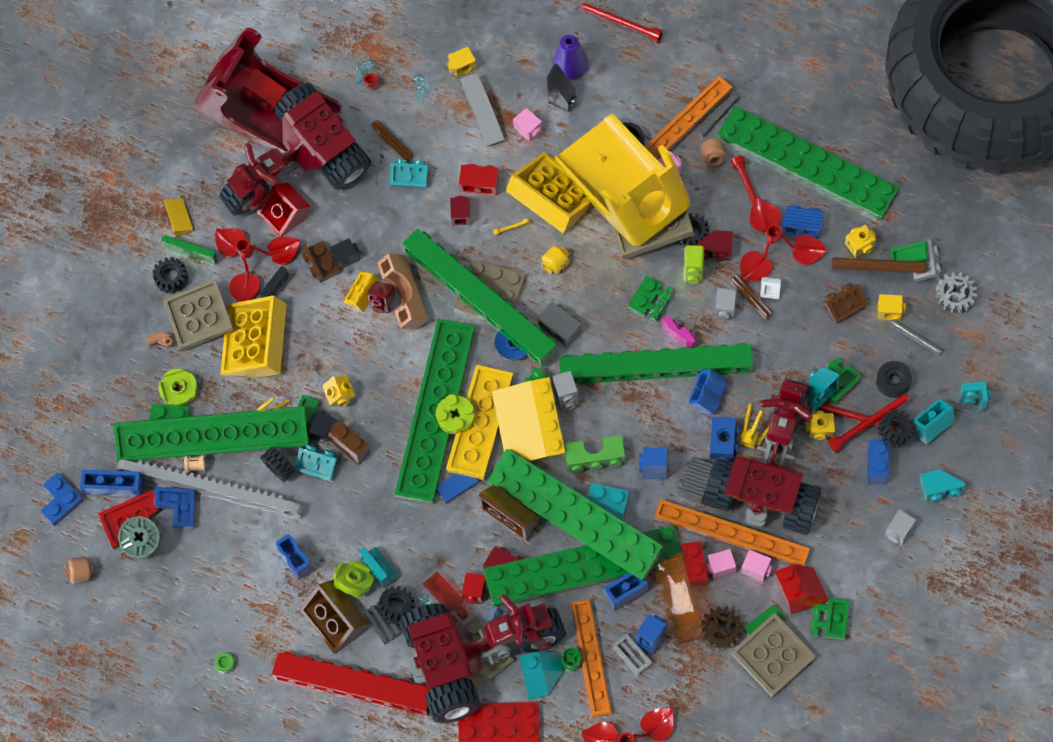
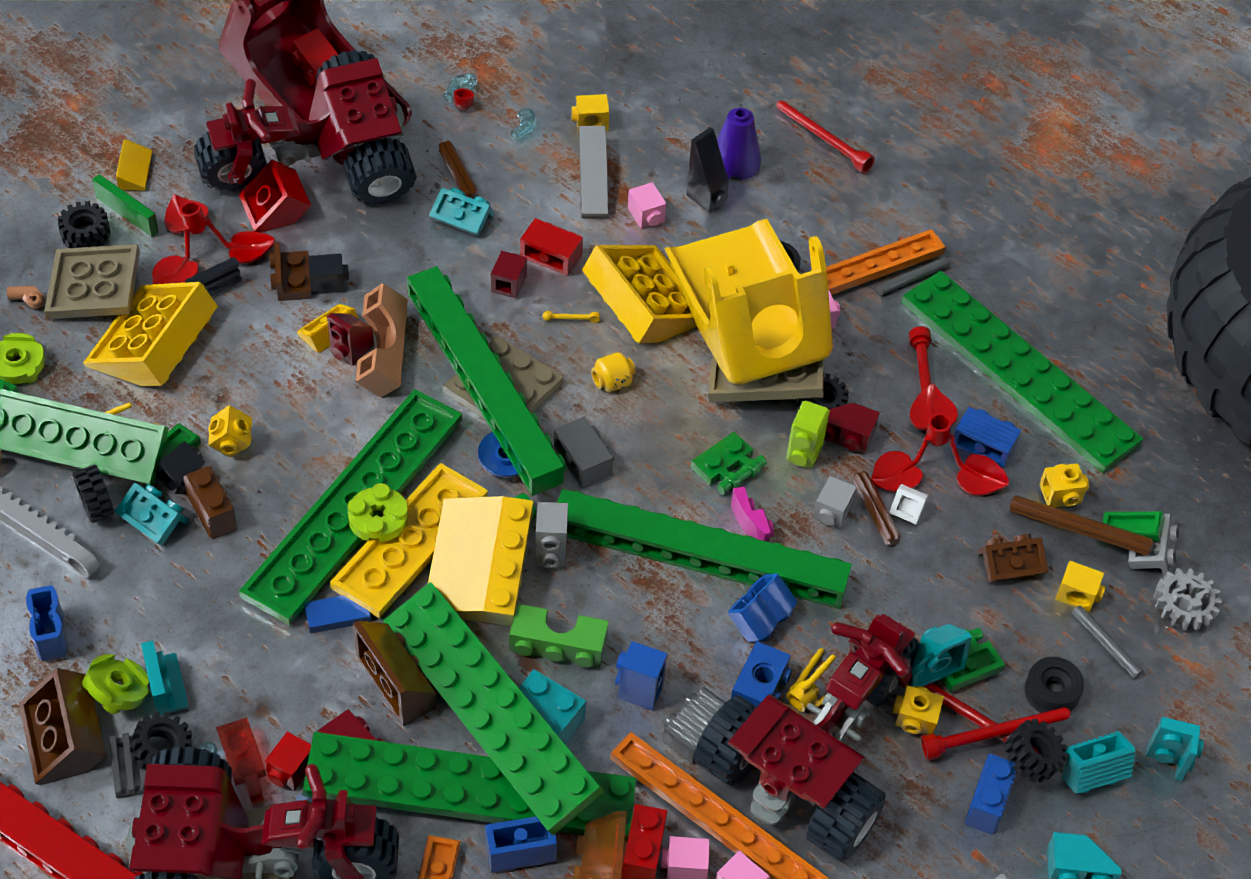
camera: 10 degrees right, 15 degrees down
(713, 152) = (889, 313): nougat head -> none

